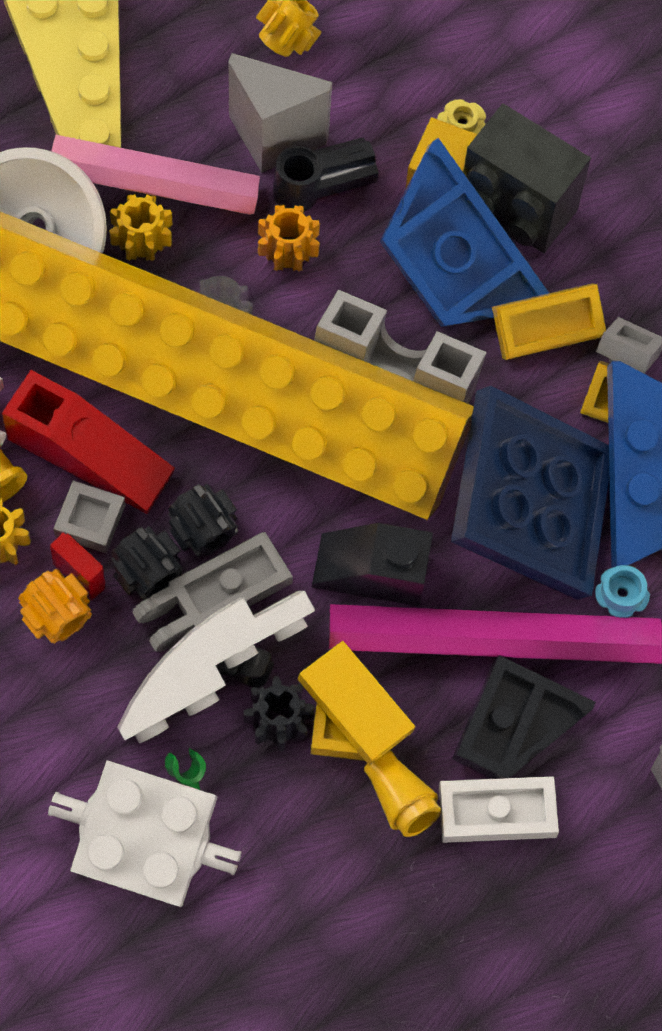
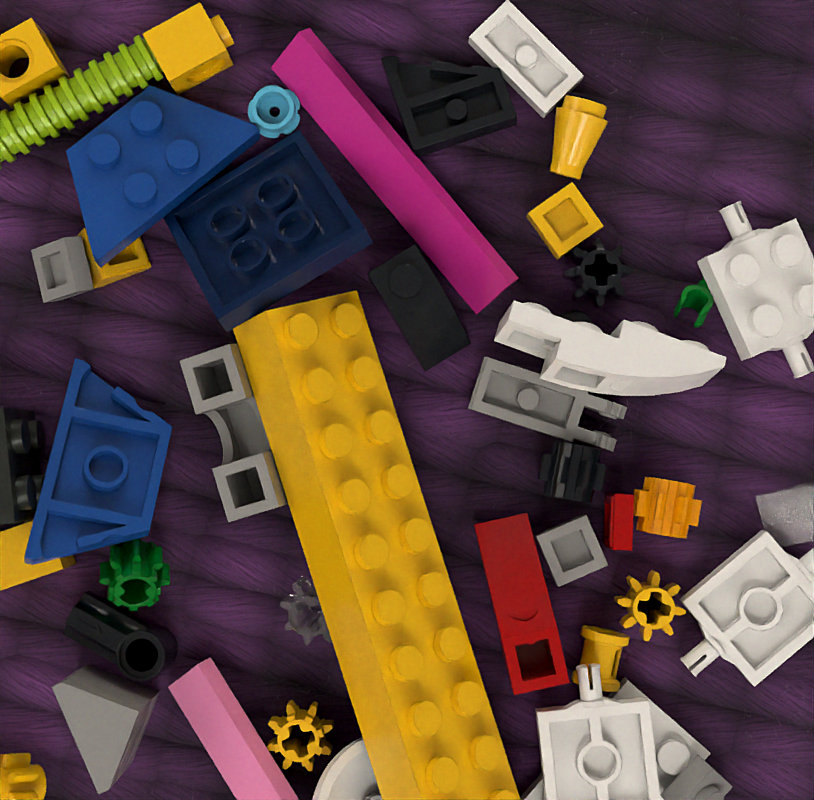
camera: 125 degrees left, 20 degrees up
(203, 520) = (501, 461): black gear -> none
(288, 223) = (191, 602): light orange gear -> none
(356, 702) = (546, 218): yellow tile -> none
(360, 213) = (135, 573): none -> green gear
(549, 321) = (95, 350): yellow tile -> none

